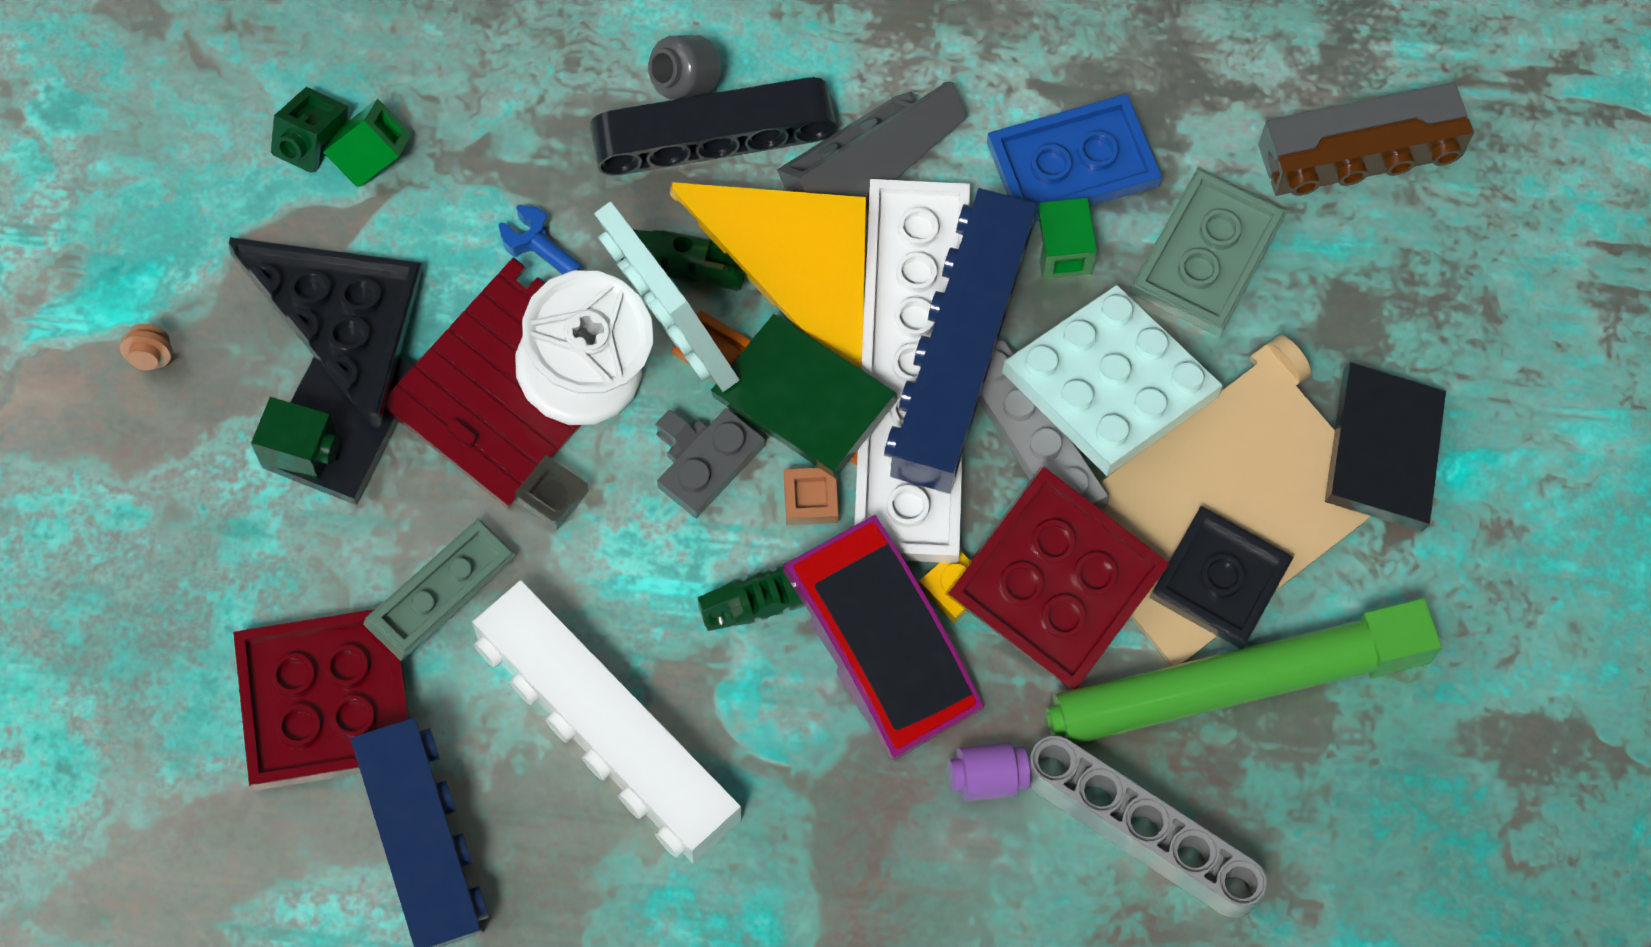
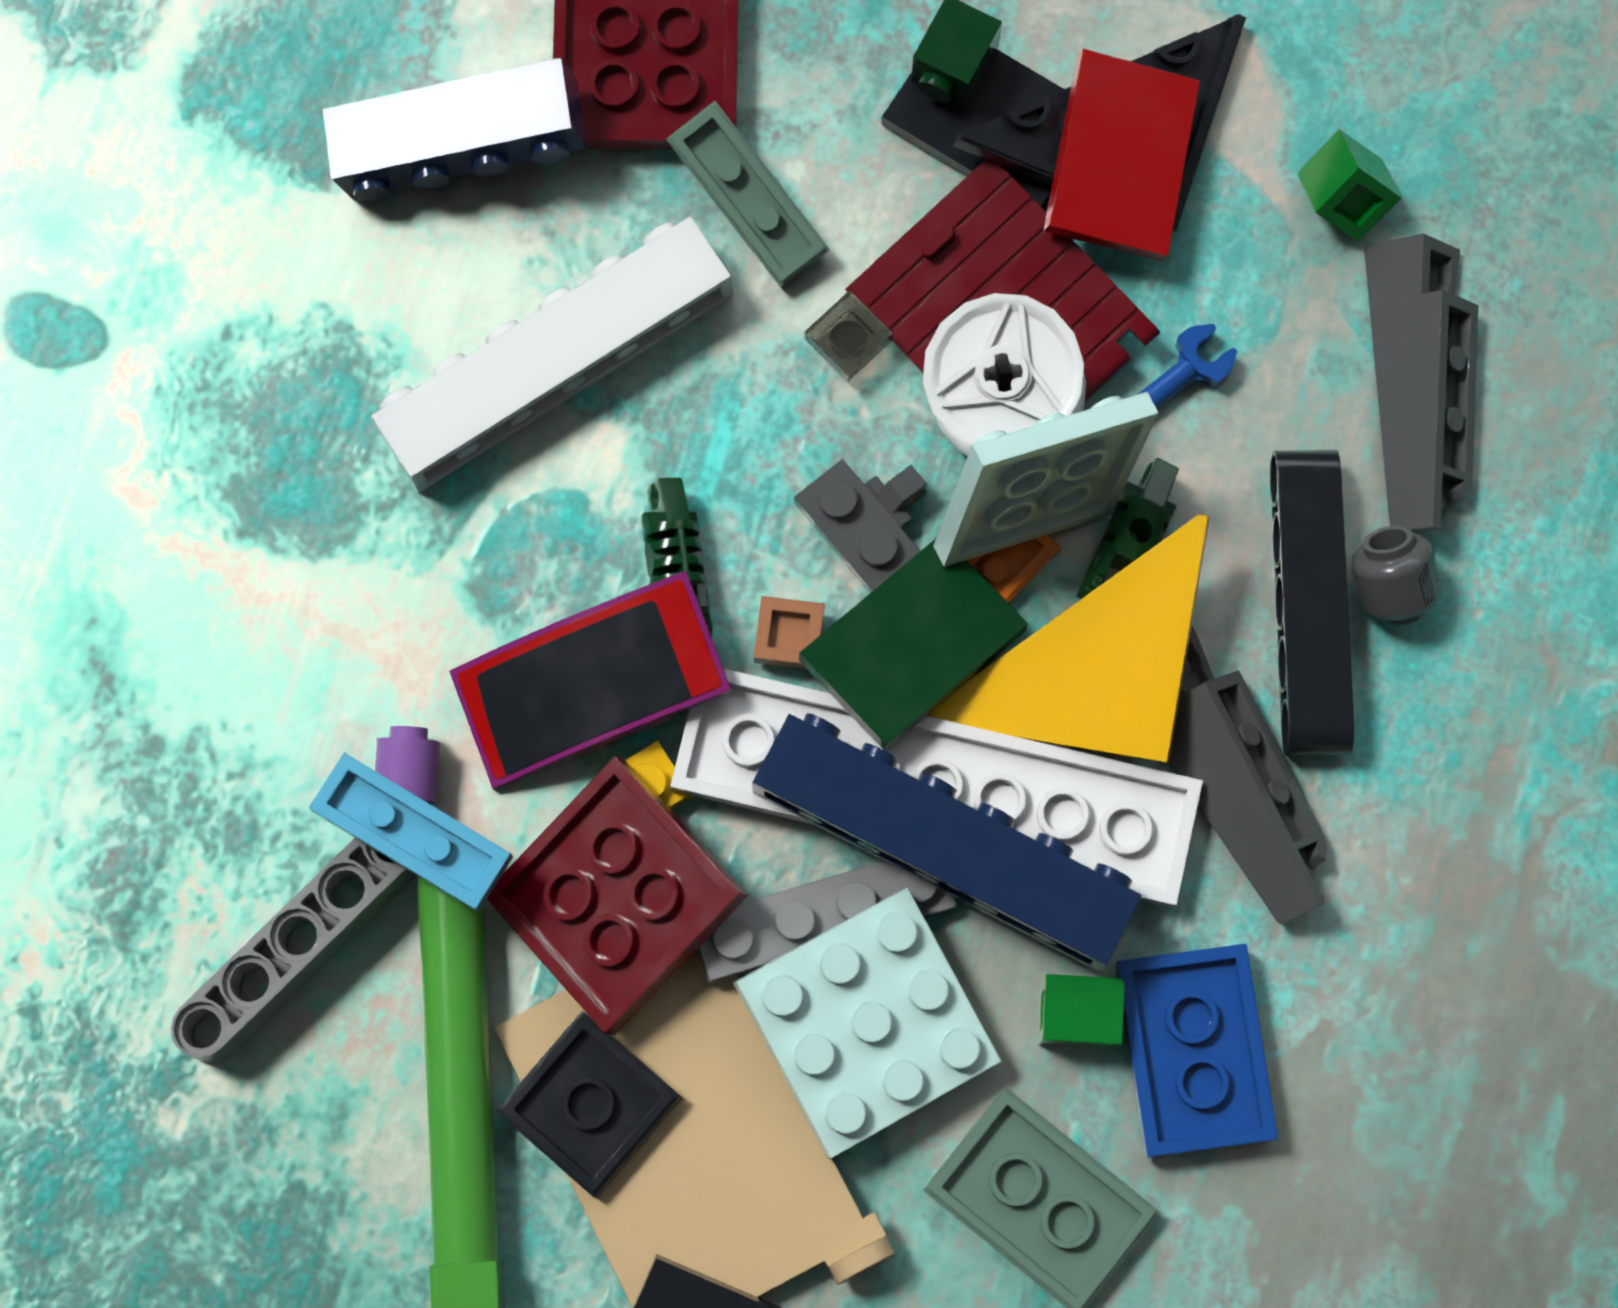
camera: 105 degrees right, 10 degrees up
(305, 126) = (1383, 117): dark green bracket -> none
(370, 300) = (1121, 155): none -> red tile
(519, 75) = (1423, 376): none -> dark grey wedge
(1047, 736) = (411, 832): none -> medium azure plate

